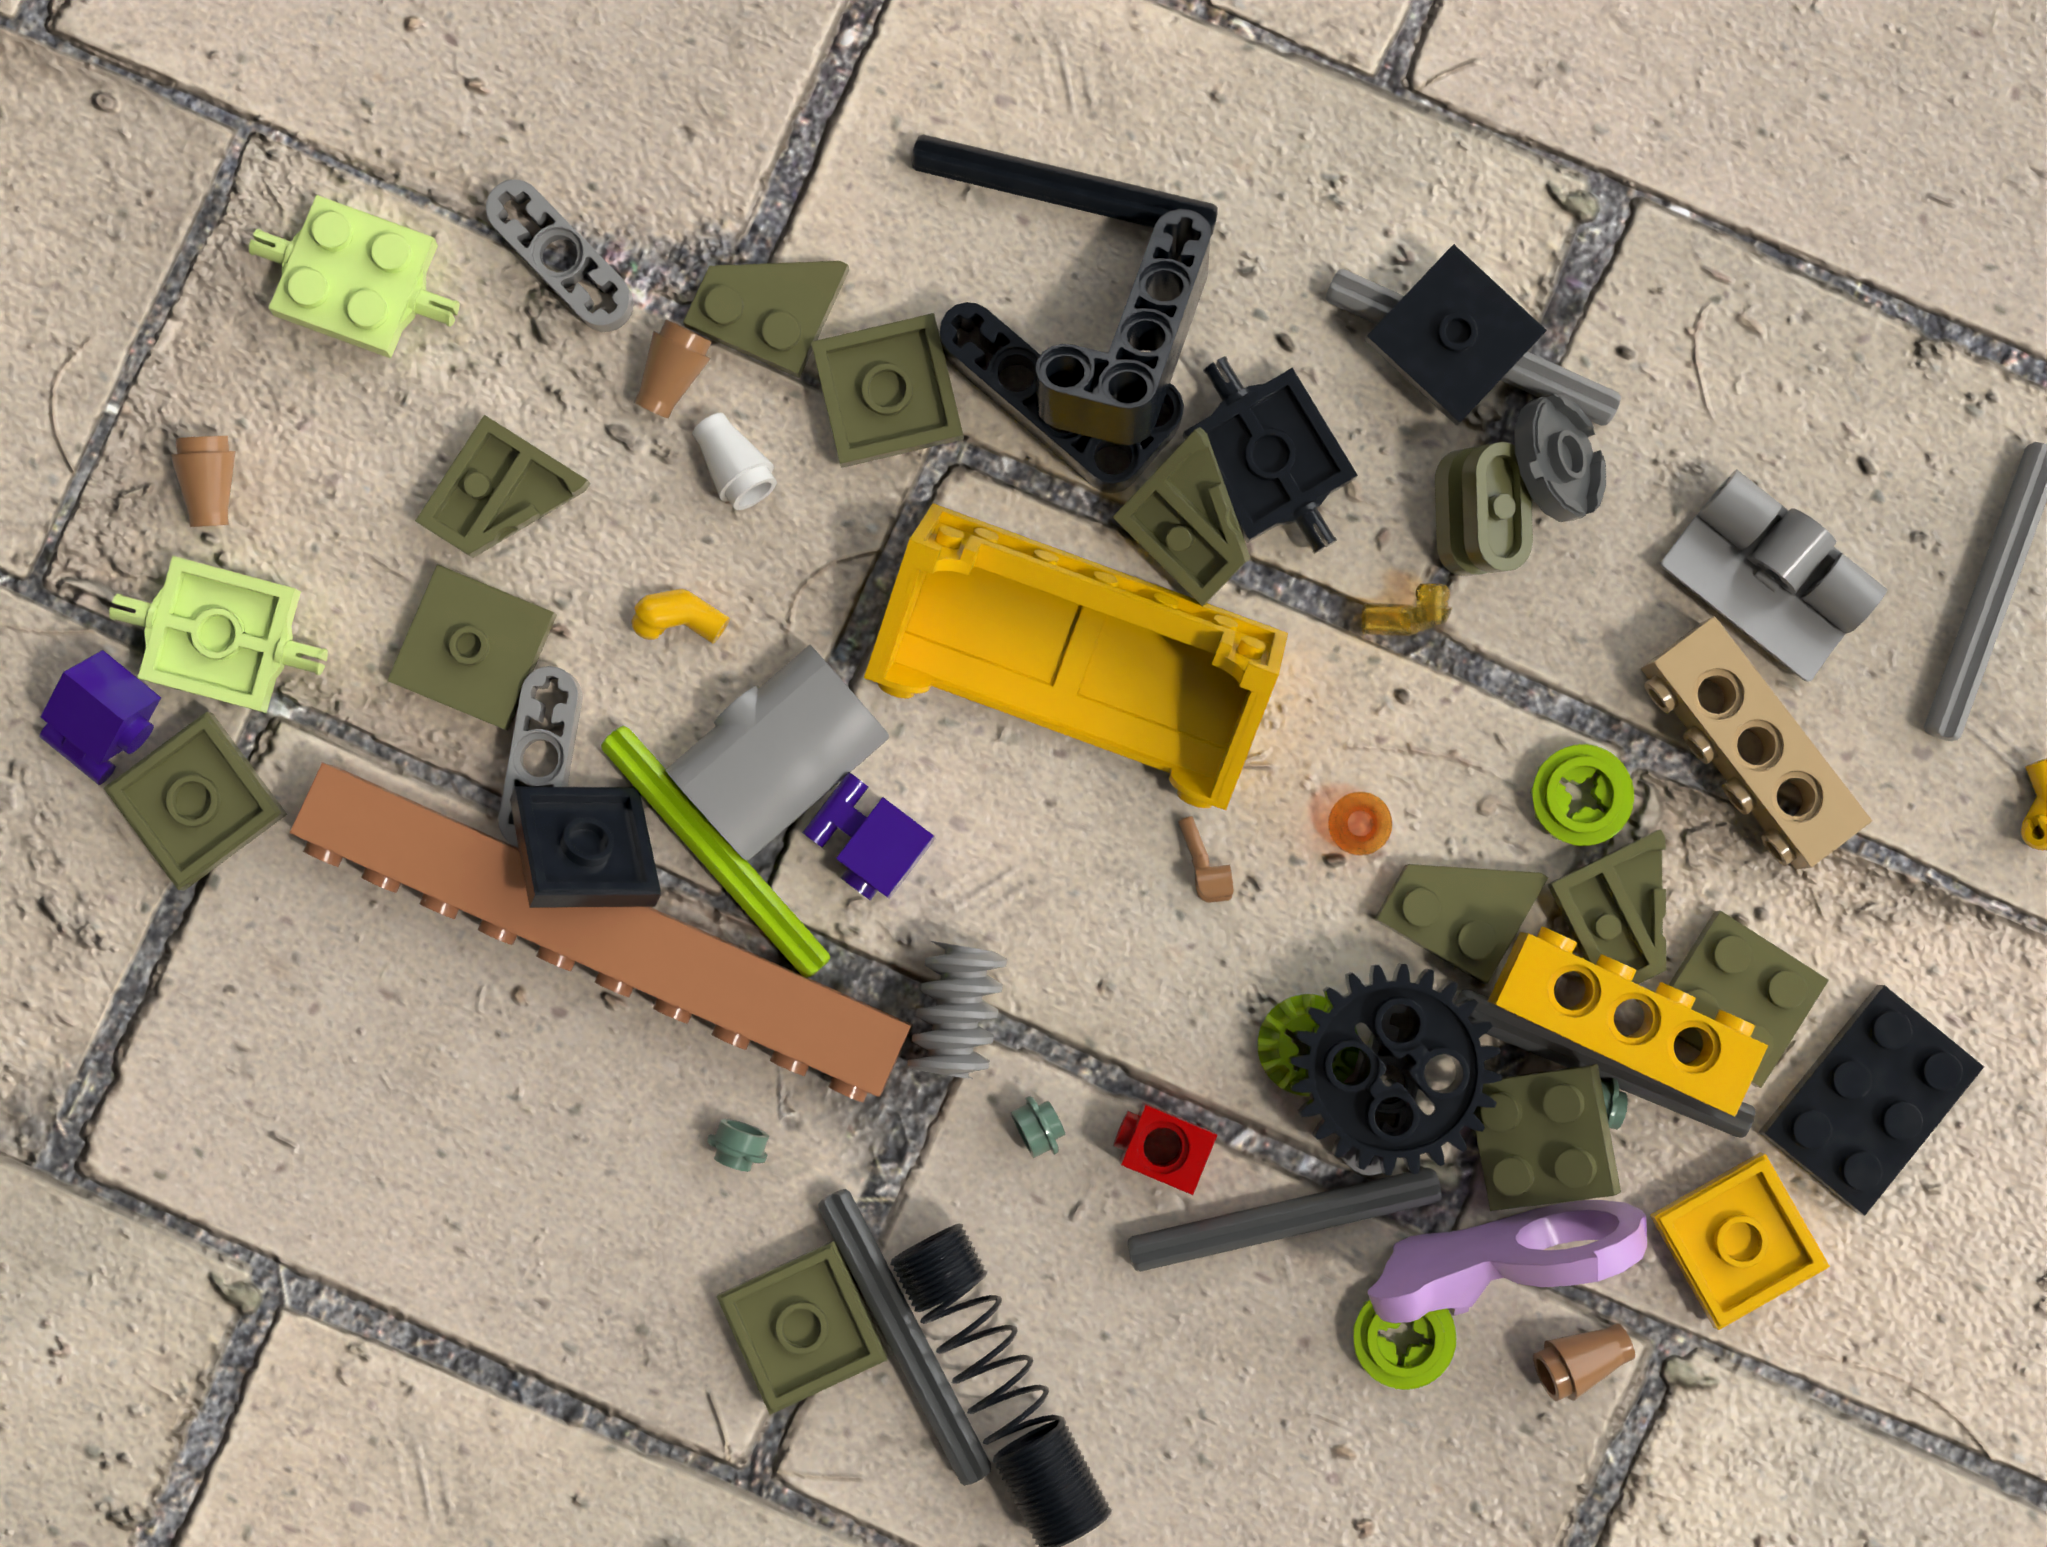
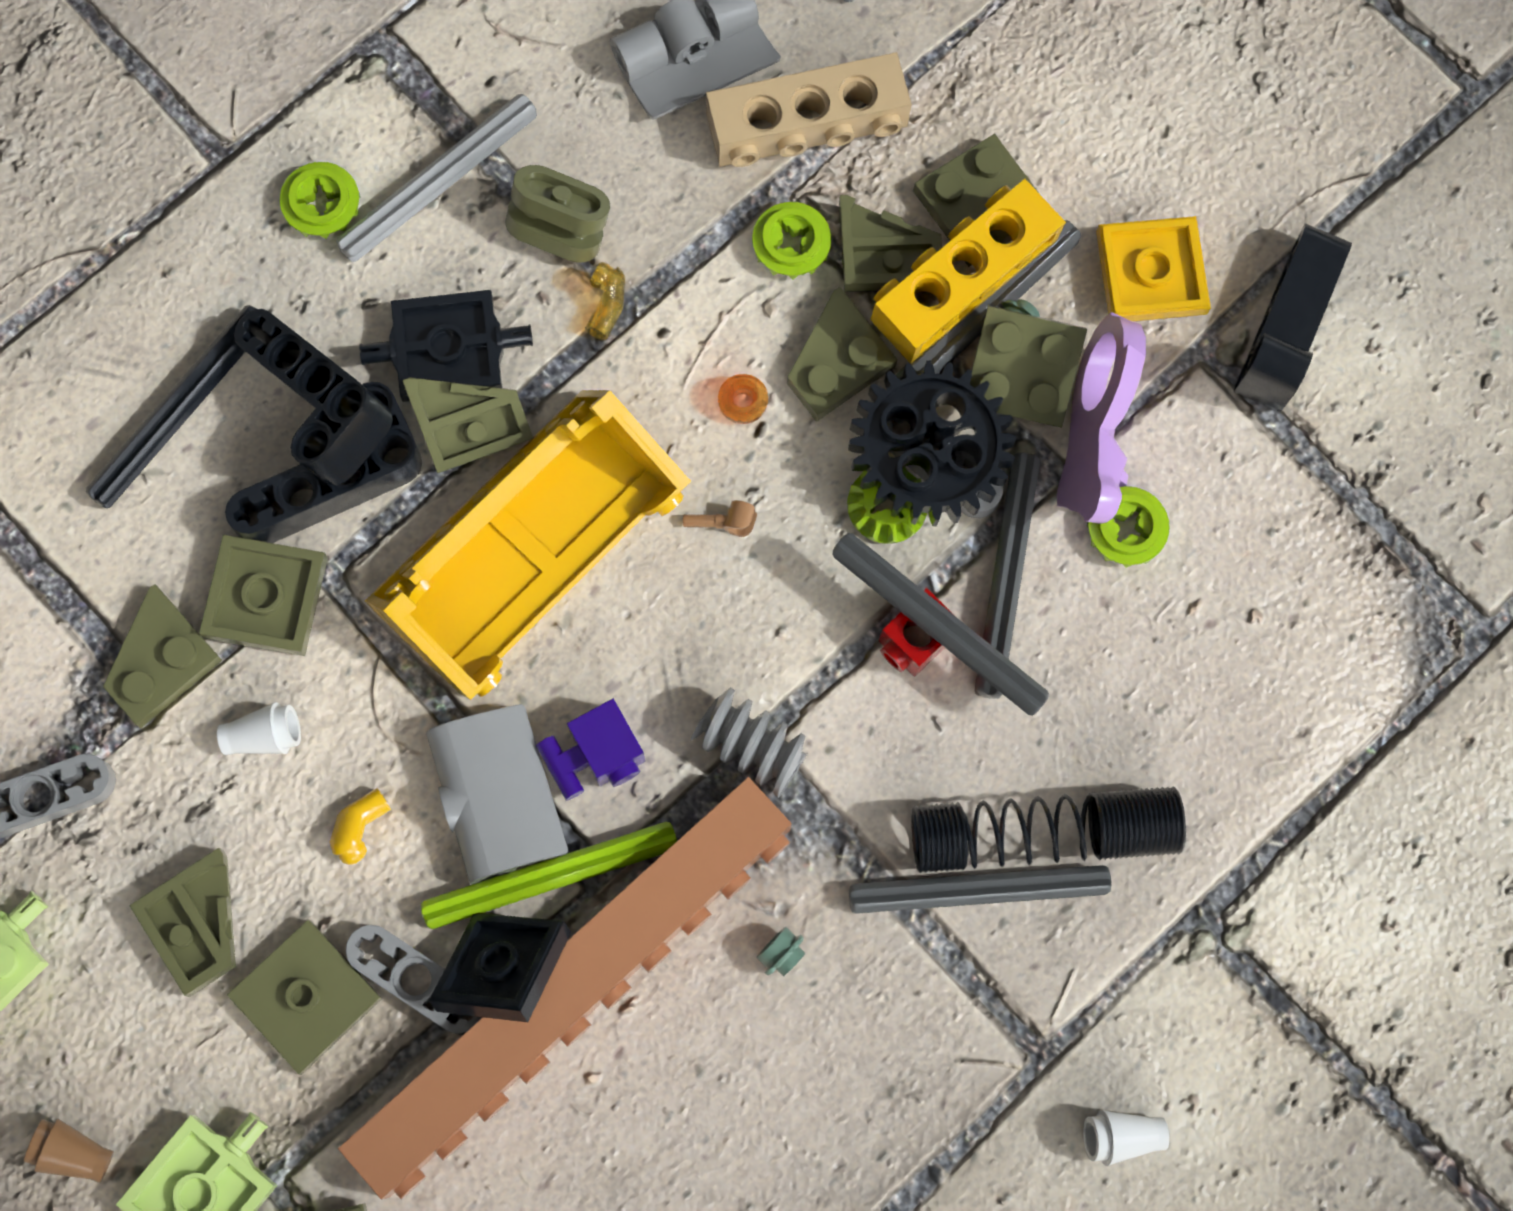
camera: 70 degrees left, 10 degrees down
(671, 367) = (165, 747): medium nougat cone -> none
(802, 1327) = (941, 963): olive plate -> none
(1038, 1126) = (864, 721): sand green plate -> none
(1177, 1169) = (940, 624): none -> dark grey axle
(1386, 197) = (301, 189): none -> lime gear
(1455, 334) = (423, 179): black plate -> none
(1558, 458) = (545, 150): dark grey tile -> none
(1580, 1361) = (1195, 412): medium nougat cone -> none
(1690, 1434) = (1291, 321): none -> black beam
(1871, 1099) = (1089, 144): black plate -> none

